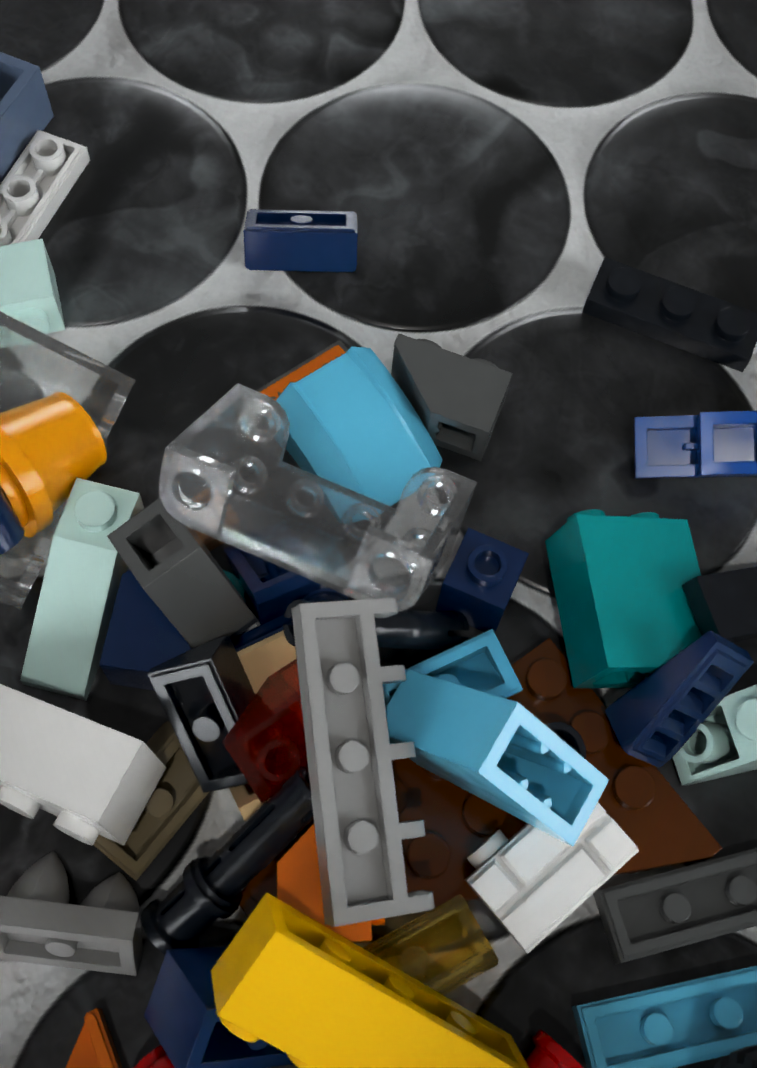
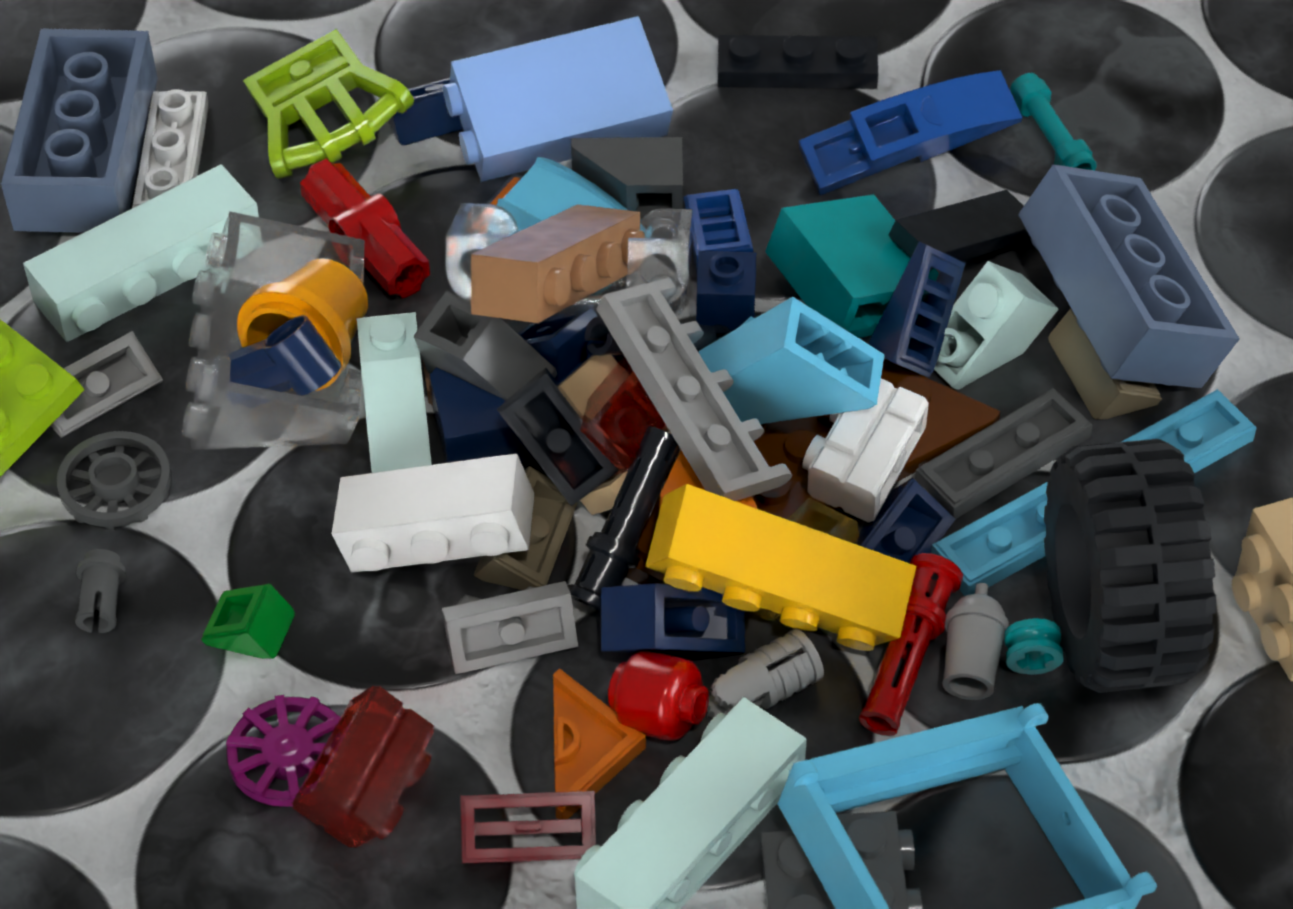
camera: 15 degrees left, 15 degrees down
(156, 355) = (356, 214): none -> red piece
(172, 173) = (310, 80): none -> lime plate
(277, 517) = (552, 263): none -> medium nougat brick
(408, 276) = (556, 89): none -> light blue brick
(501, 524) = (718, 233): none -> blue slope
(540, 986) = (906, 523): none -> dark blue slope

